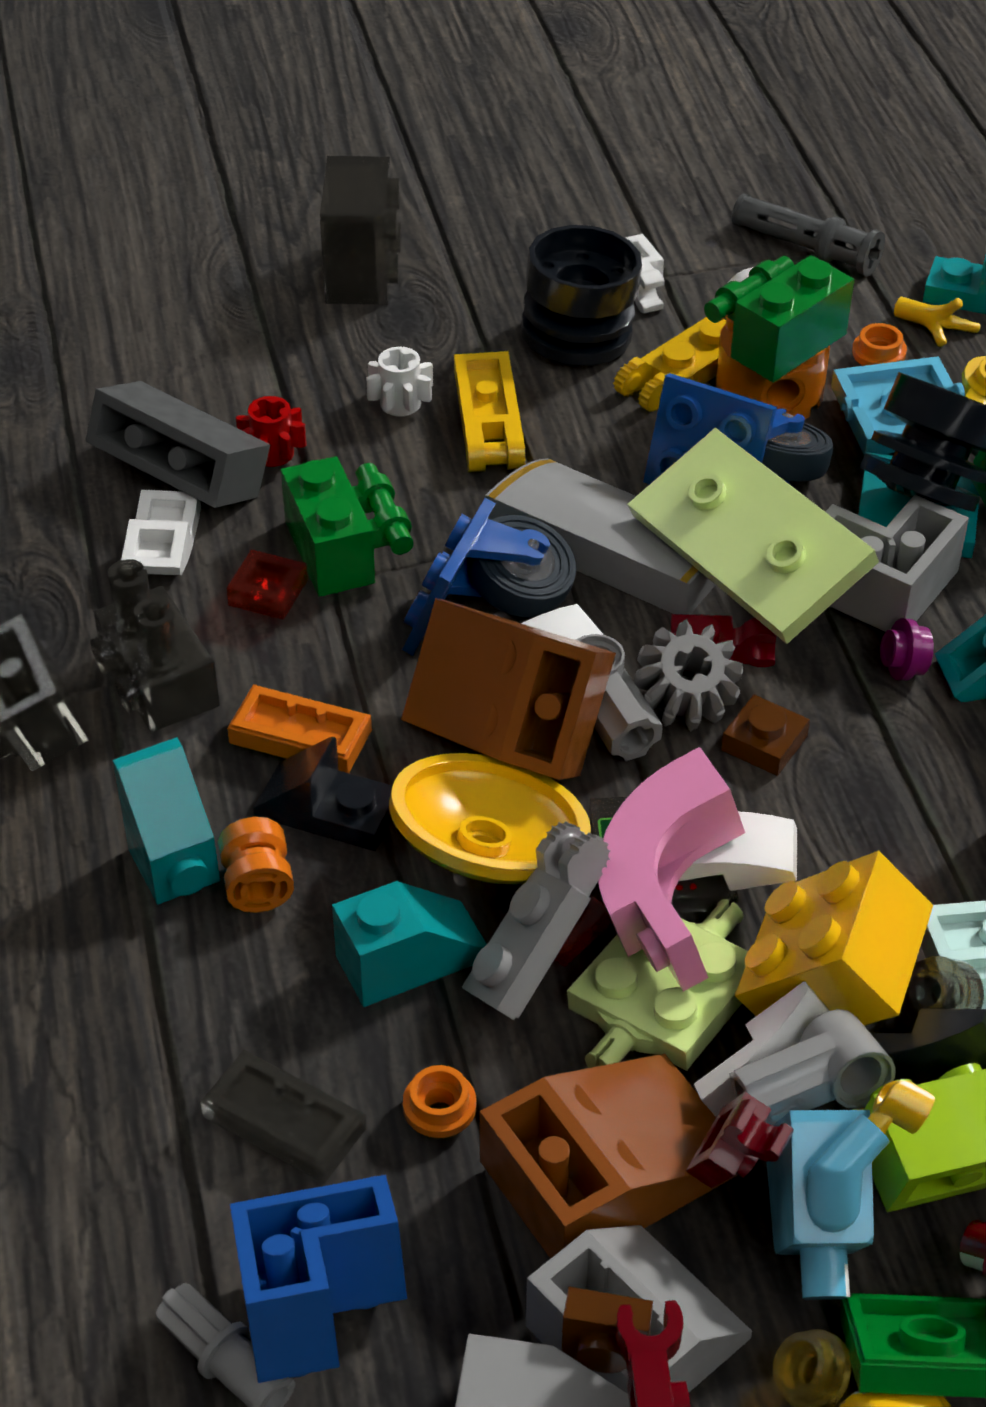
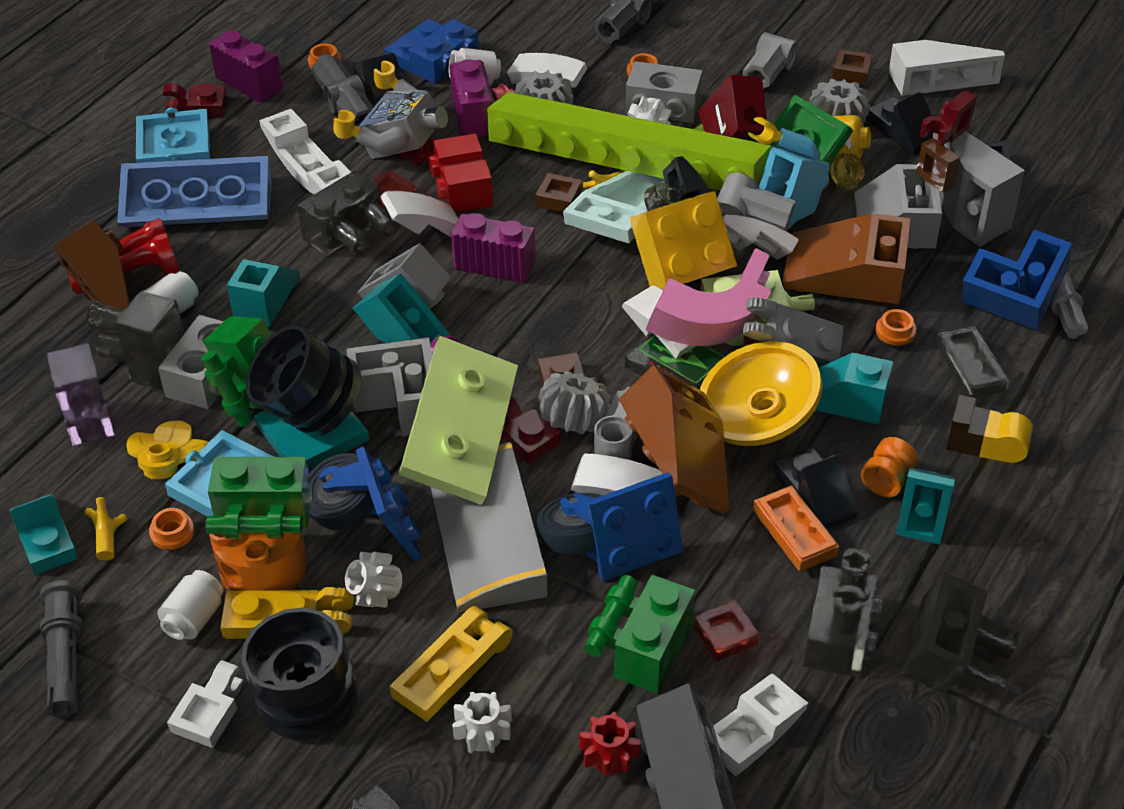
camera: 135 degrees left, 0 degrees up
(172, 1007) = (989, 433): none -> leg
(634, 406) = (373, 579): none -> white gear
(738, 1141) = (818, 198): dark red plate -> none

